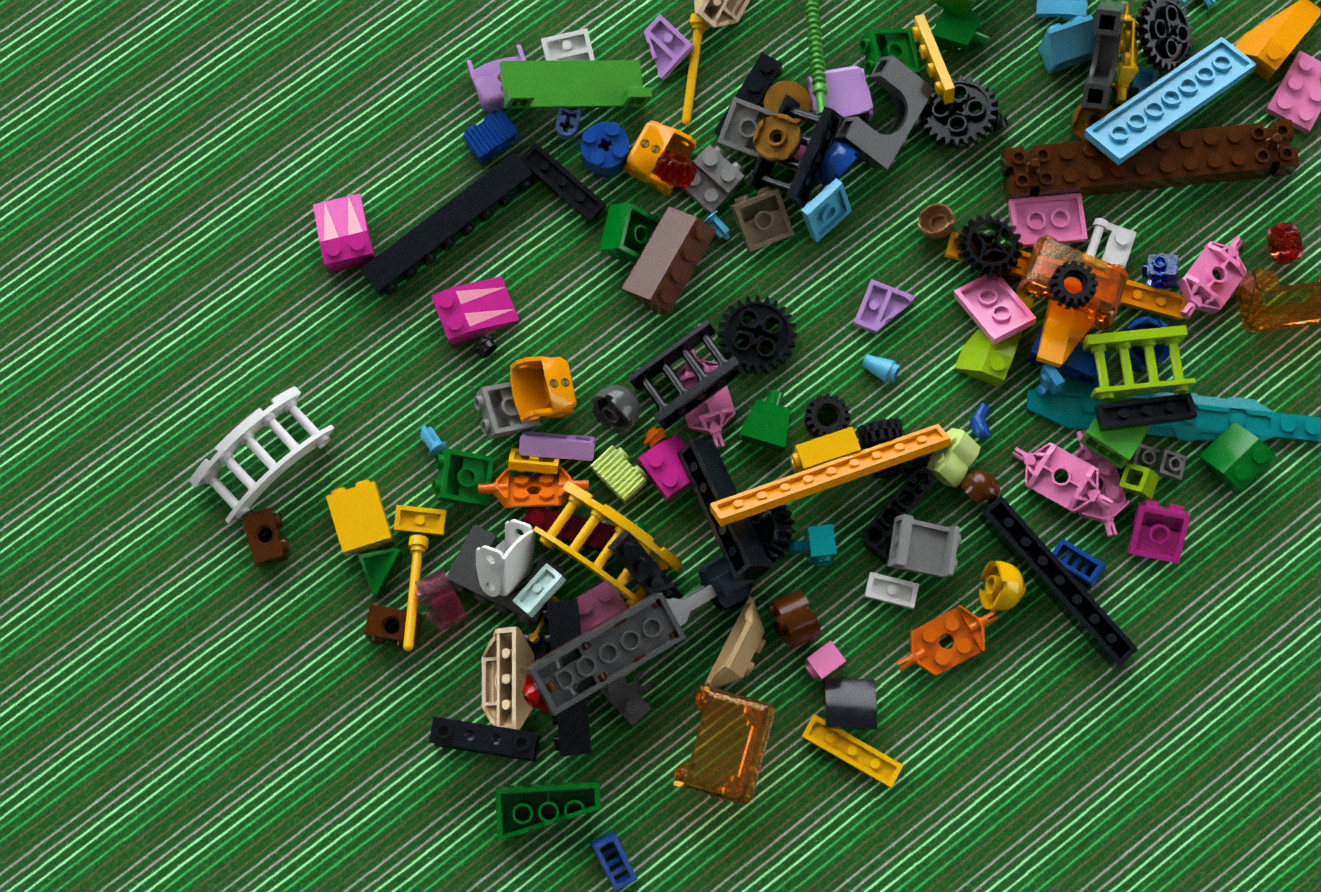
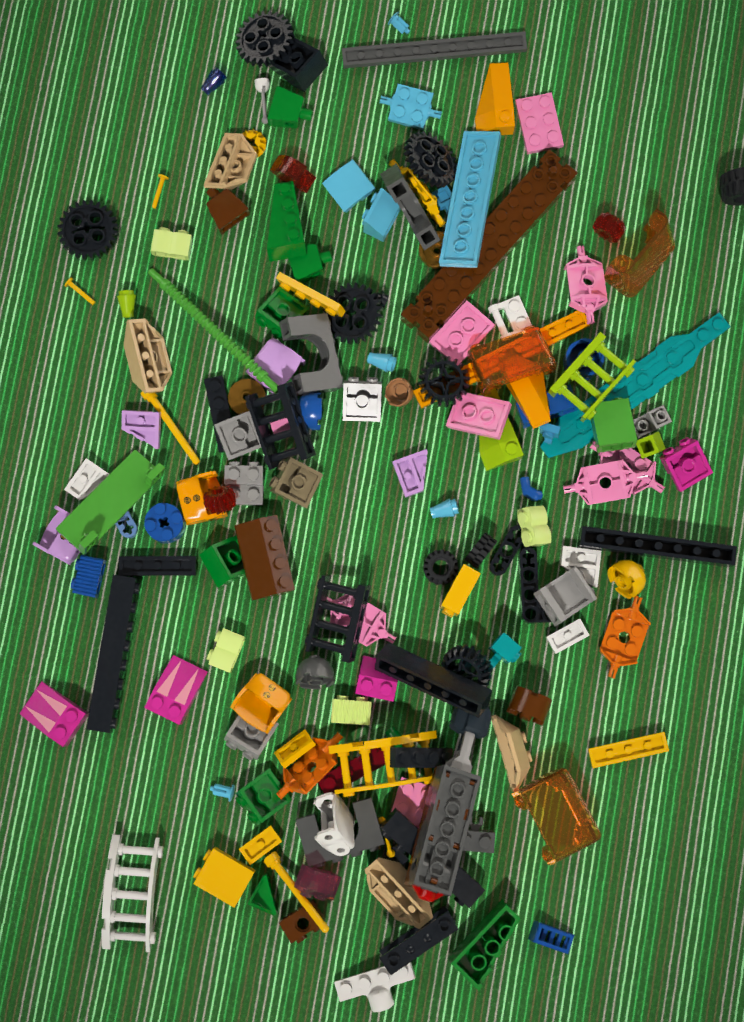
camera: 40 degrees left, 5 degrees up
(255, 526) = (184, 950): reddish brown brick -> none
(406, 748) = (375, 985): none -> white plate
(485, 346) = (203, 706): black plate -> none
(539, 590) = (370, 825): light aqua plate -> none
(554, 314) = (226, 650): none -> yellowish green brick
(557, 445) = (299, 727): lavender slope -> none
(654, 436) = (351, 670): orange plate -> none
(717, 224) = (272, 509): medium azure piece -> none
(762, 314) = (364, 571): black gear -> none
(767, 423) = (409, 602): green torso -> none
(772, 127) = (254, 430): pearl gold plate -> none
(824, 661) = (567, 713): bright pink brick -> none
(826, 210) = (330, 444): medium azure plate -> none
(829, 475) = (476, 606): light orange plate -> none
(850, 704) = (603, 723): black slope -> none
(894, 198) = (362, 399): none -> plate
(947, 181) = (383, 361): none -> medium azure cone
(975, 535) = (585, 560): none -> white wing
(981, 486) = (565, 529): reddish brown hair -> none
(1083, 275) = (522, 356): black tyre -> none
(1090, 561) = (671, 515): blue slope -> none
(1145, 412) = (621, 403): black plate -> none
(1161, 270) = (553, 306): clear blue brick -> none
(1237, 457) = (692, 380): green slope -> none

